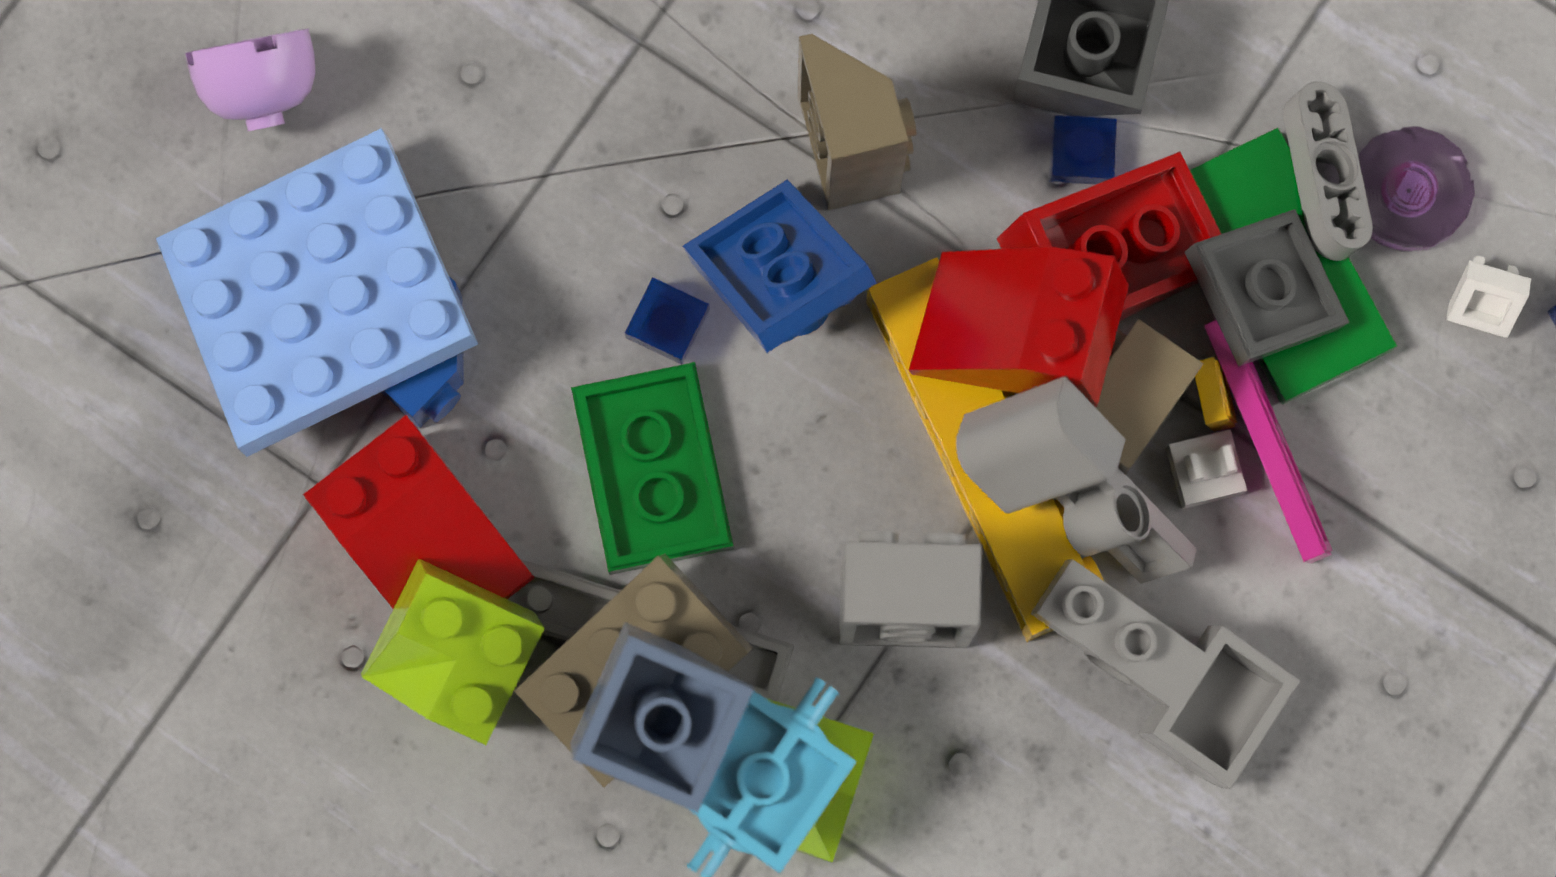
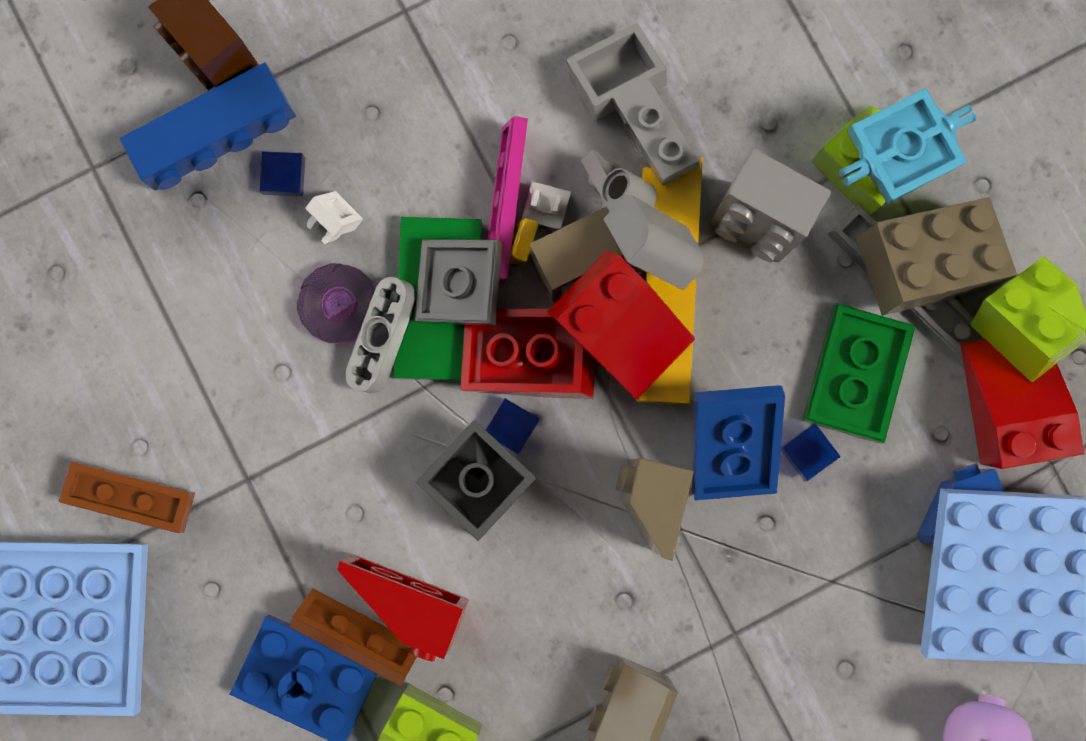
camera: 150 degrees left, 5 degrees up
(660, 718) = (959, 201): sand blue slope -> none

